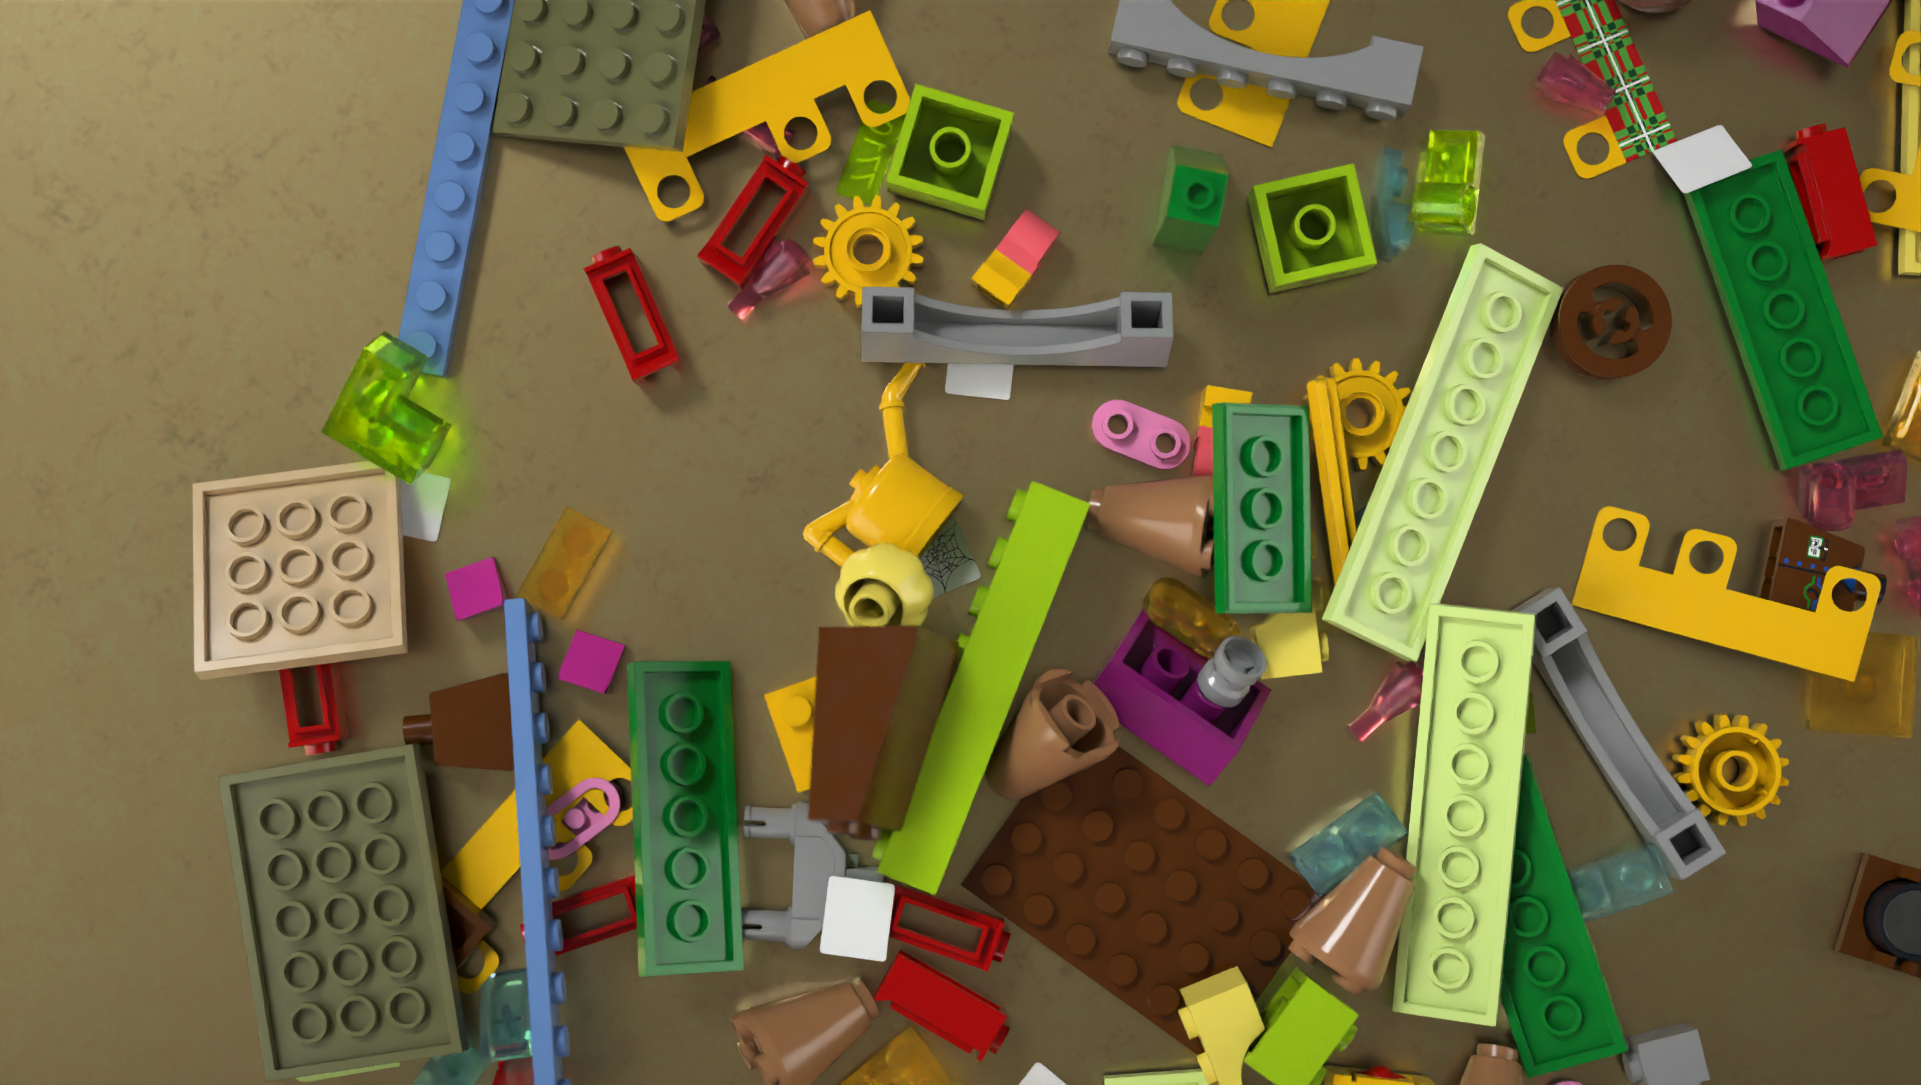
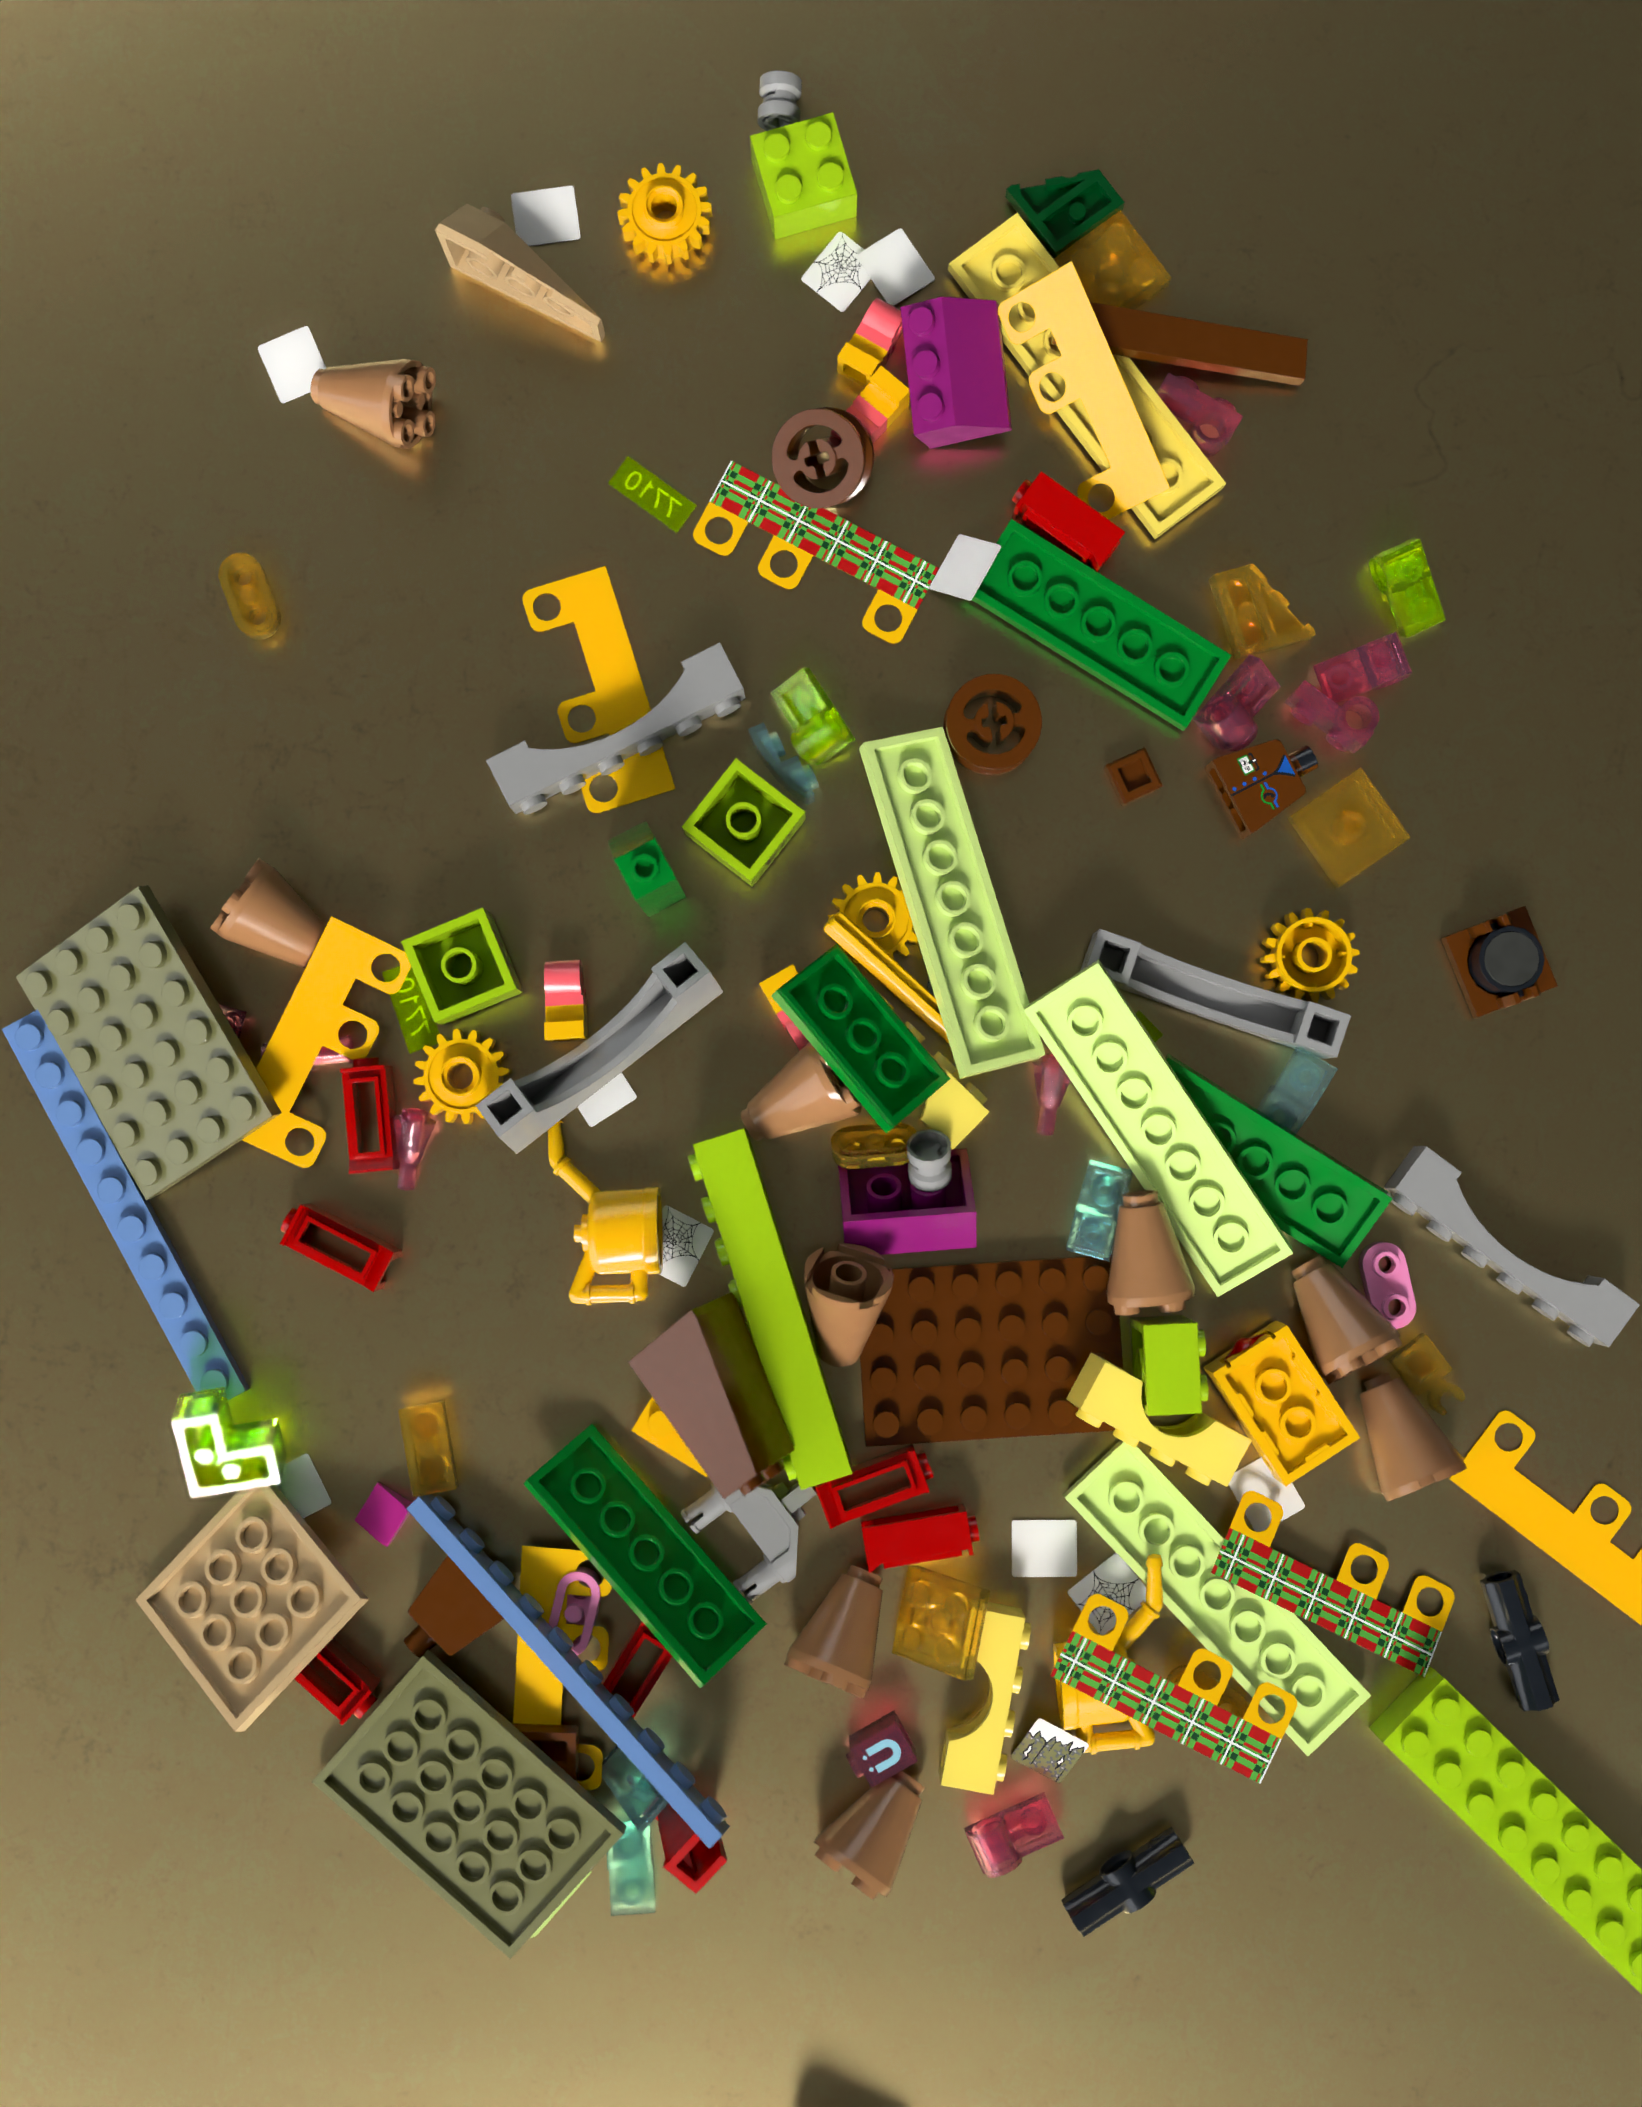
camera: 40 degrees left, 0 degrees up
(592, 662) = (501, 1499): dark pink slope -> none
(857, 918) = (814, 1527): white sticker -> none
(884, 587) = (652, 1296): light yellow plant -> none
(1141, 434) = (742, 1049): bright pink plate -> none
(1573, 84) = (840, 586): clear pink cone -> none
(1700, 475) = (1133, 776): none -> reddish brown tile
(1705, 610) = (1211, 863): yellow piece -> none

